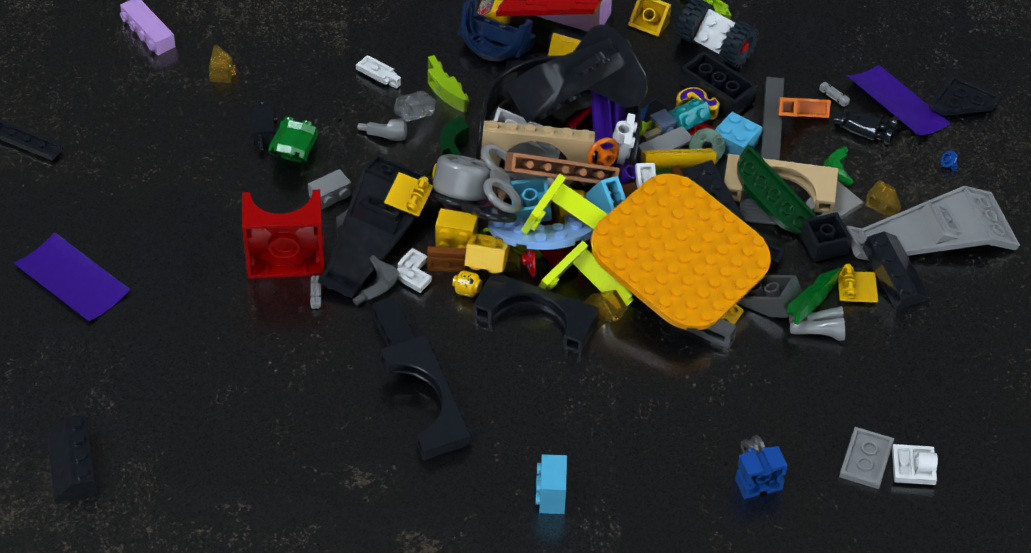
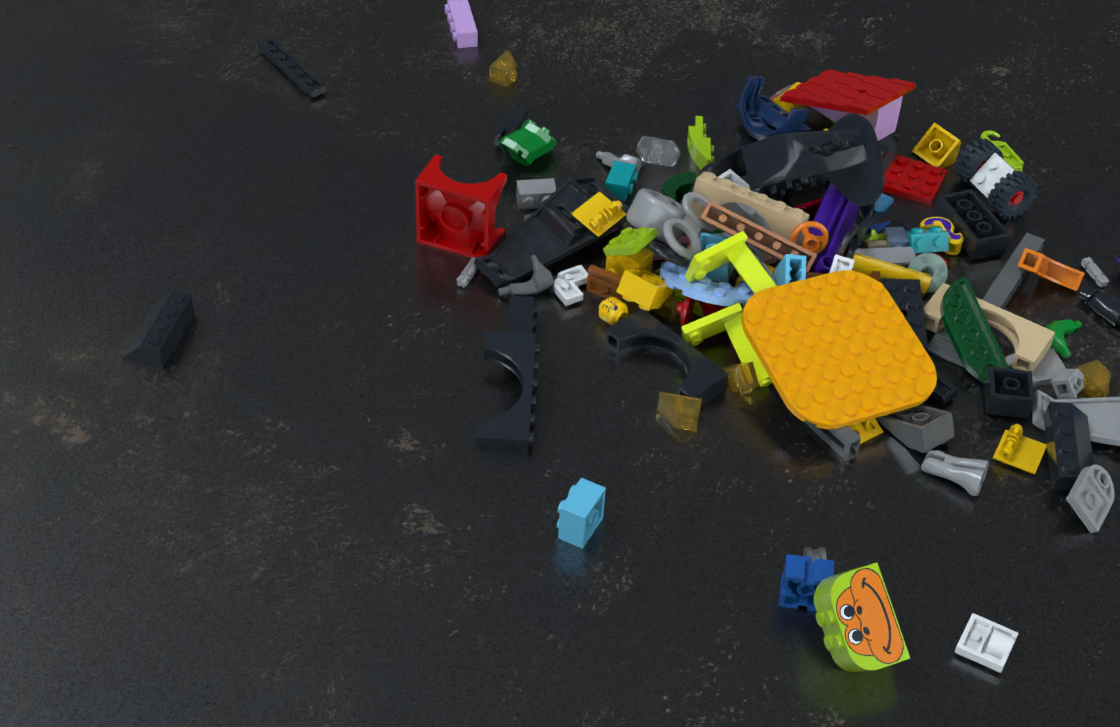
camera: 25 degrees right, 5 degrees down
(73, 277) = (265, 191): dark purple sticker -> none
(379, 71) = (644, 116): white hinge -> none
(398, 147) = (621, 179): none -> teal brick
(458, 214) = (630, 241): none -> lime plate
(576, 357) = (680, 410): none -> clear yellow slope
(624, 136) = (837, 227): white plate -> none
(652, 53) = (913, 179): none -> red plate
(739, 133) = (973, 268): medium azure brick -> none
(813, 295) = (963, 442): green wedge -> none
(821, 487) = (859, 620): none -> brick
(866, 457) = (937, 617): light grey tile -> none
(868, 207) = (1074, 383): none -> light grey brick
(932, 306) = (1092, 496): none -> light grey tile

